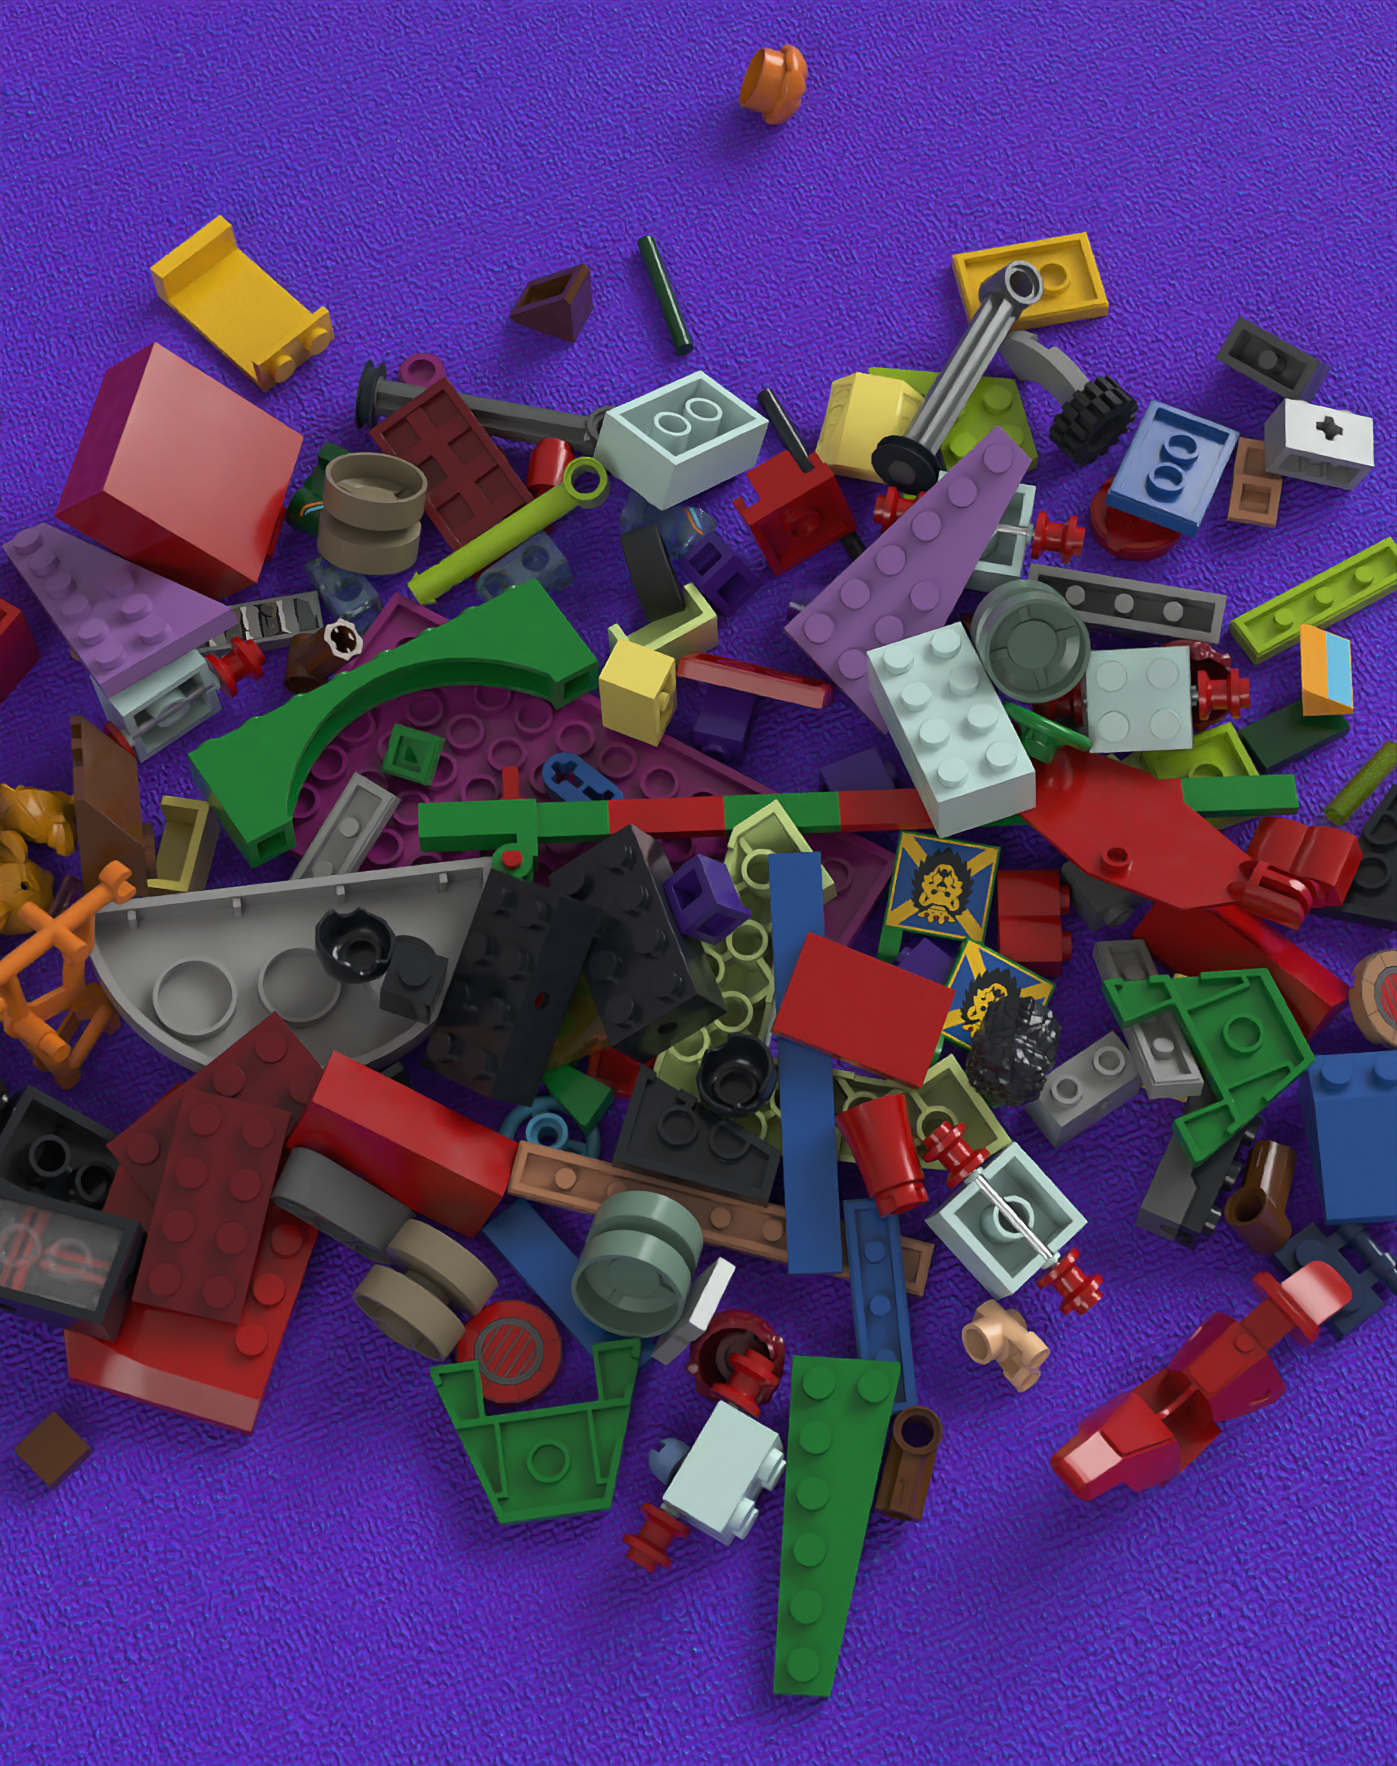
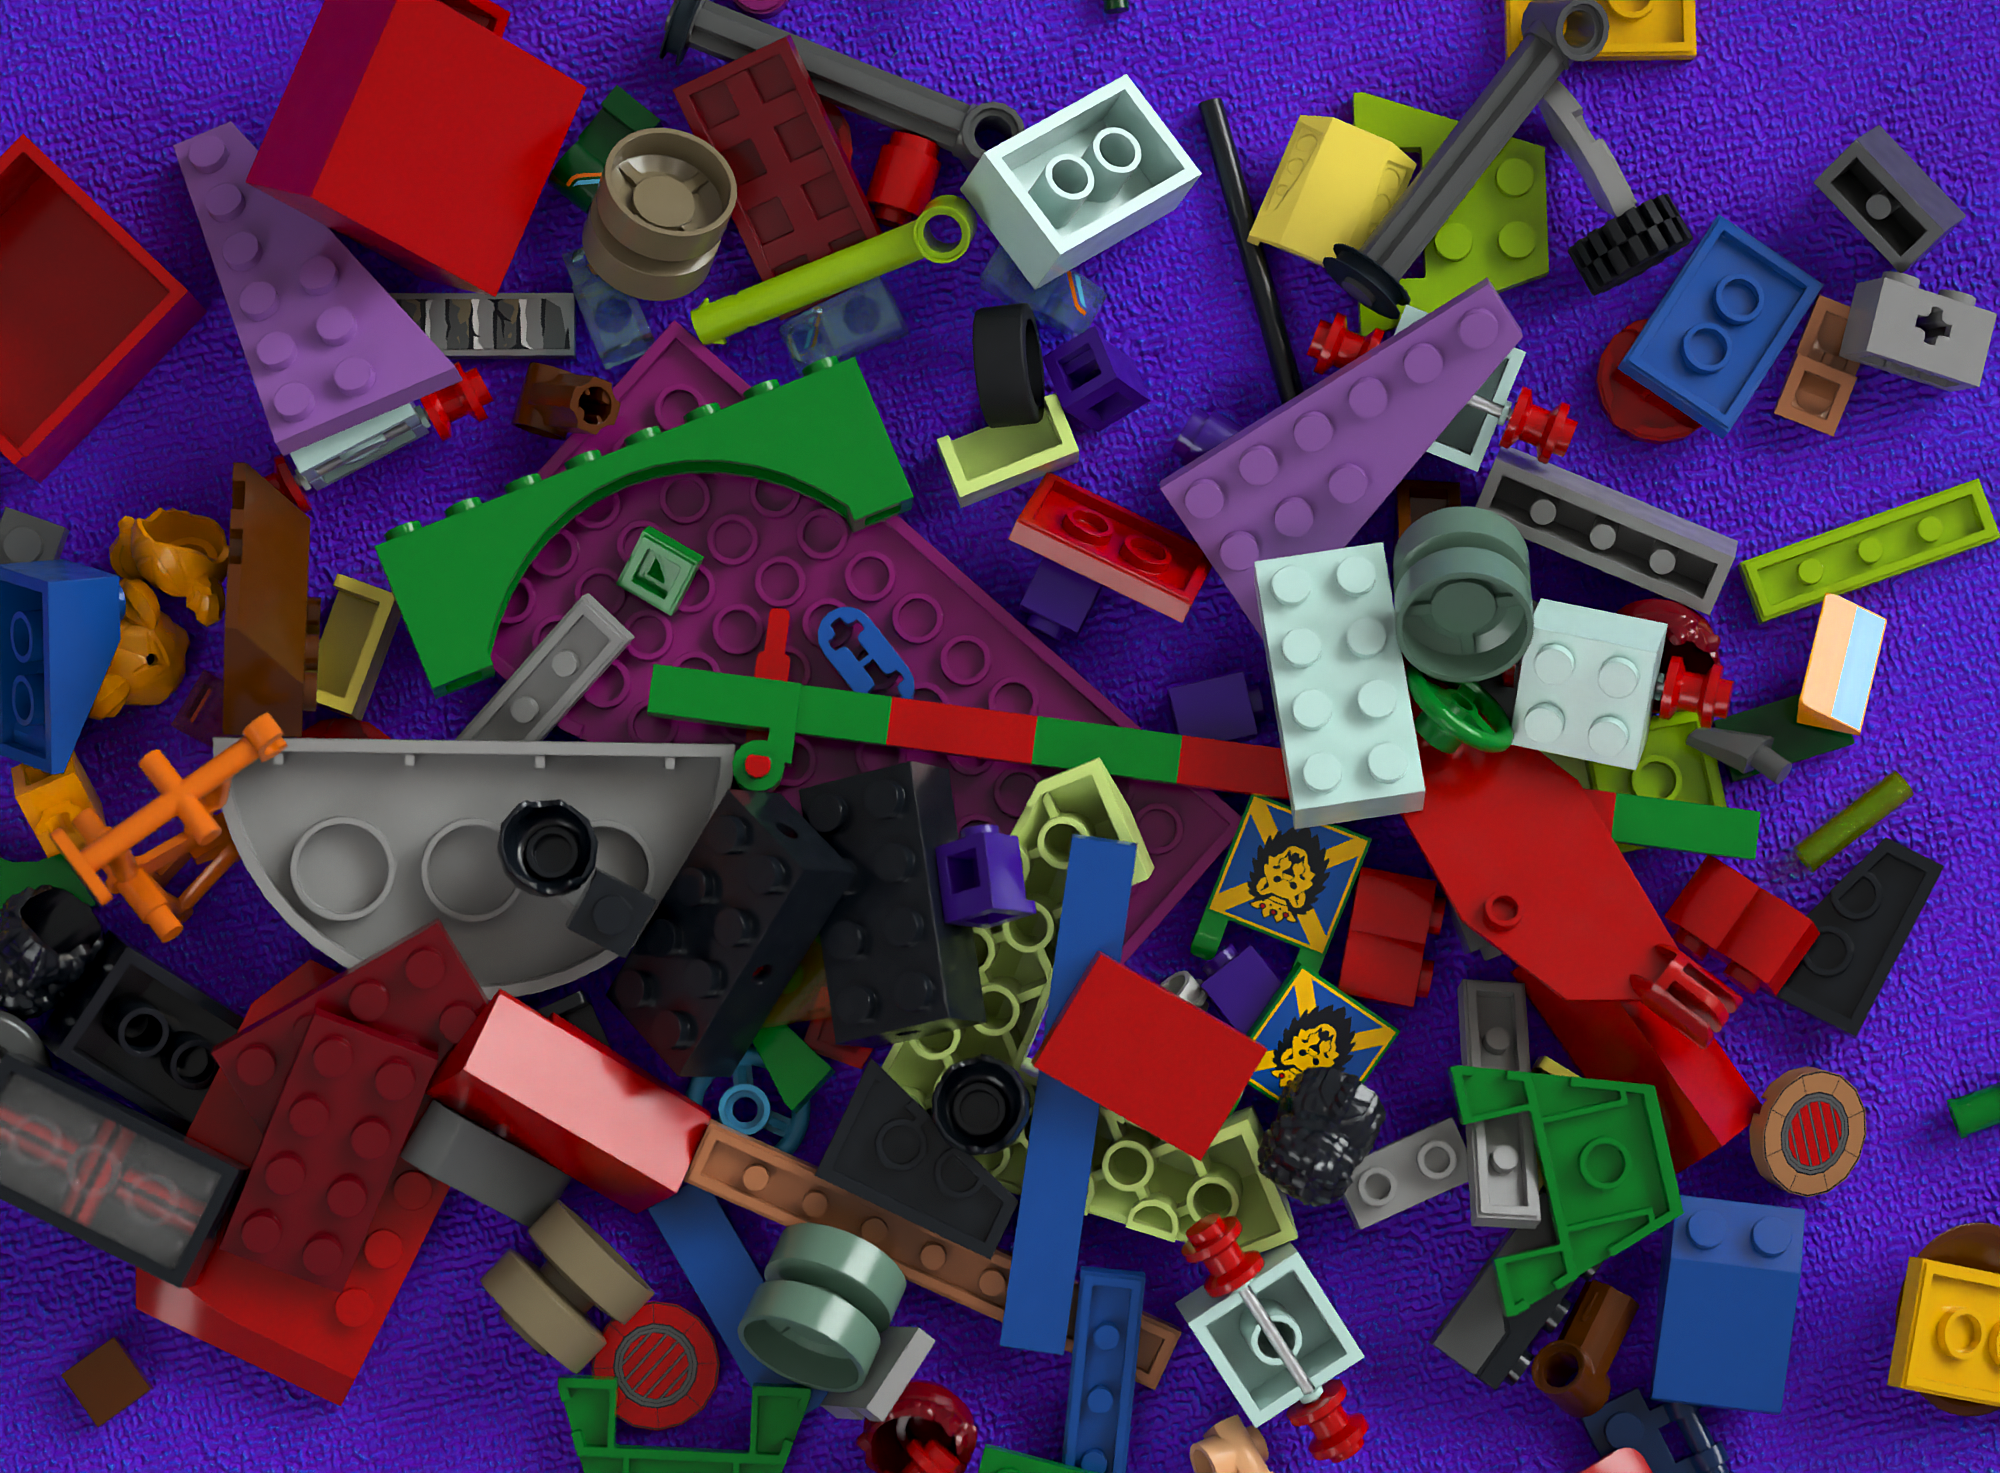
camera: 10 degrees right, 20 degrees up
(638, 691) = (956, 552): light yellow panel -> none
(795, 510) = (1205, 314): red panel -> none
(885, 1153) = (1140, 1236): red plant -> none
(1267, 740) = (1741, 751): none -> dark grey bar

